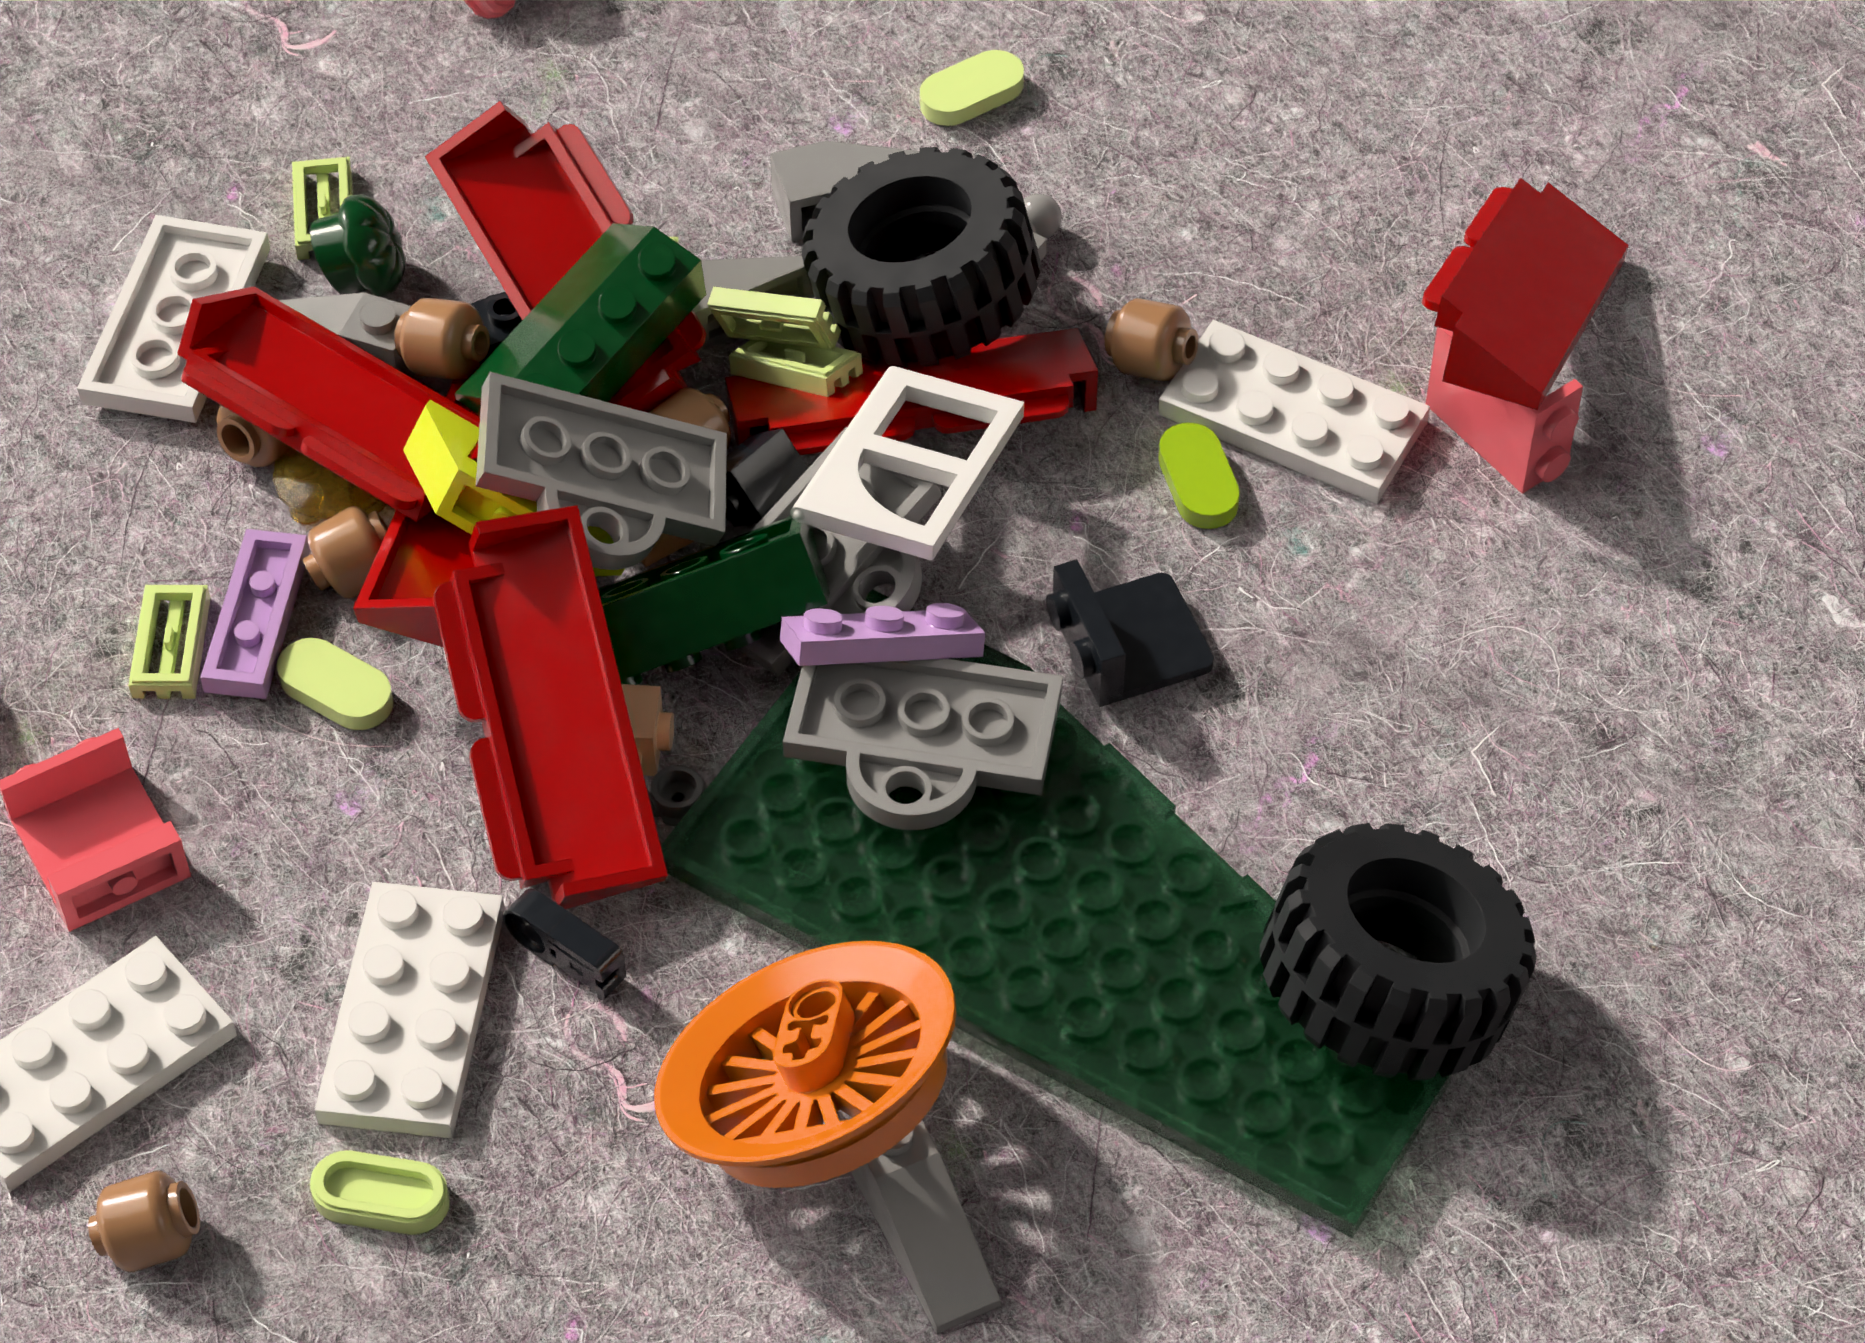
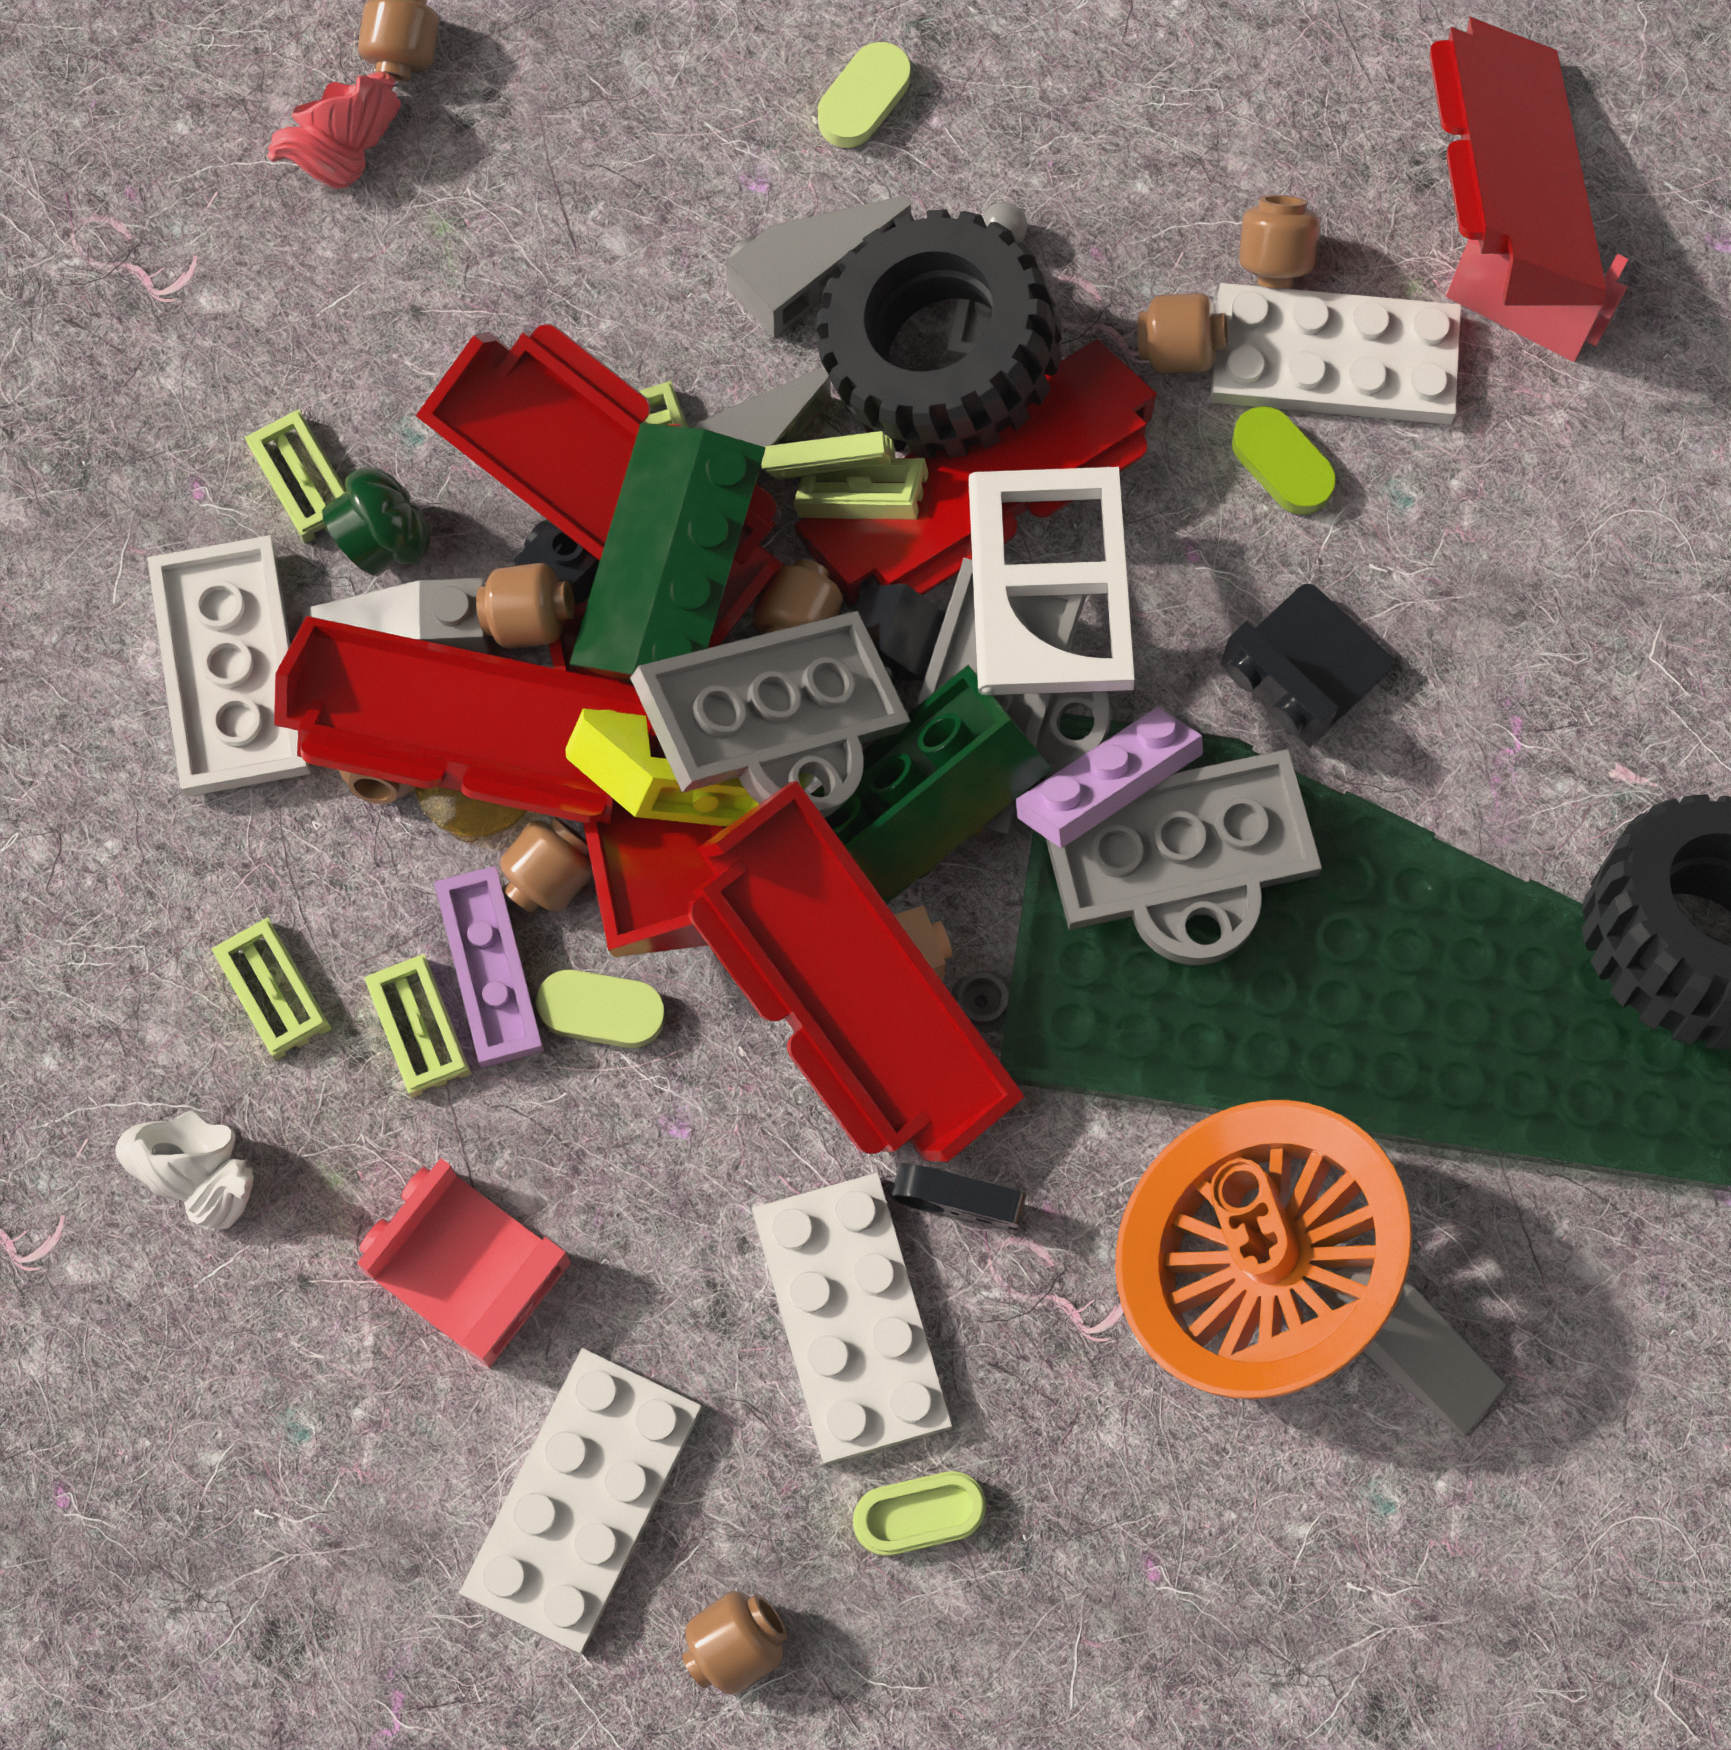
camera: 25 degrees left, 20 degrees up
(65, 606) = (297, 1033): none -> yellowish green tile
(1280, 298) = (1279, 240): none -> medium nougat head

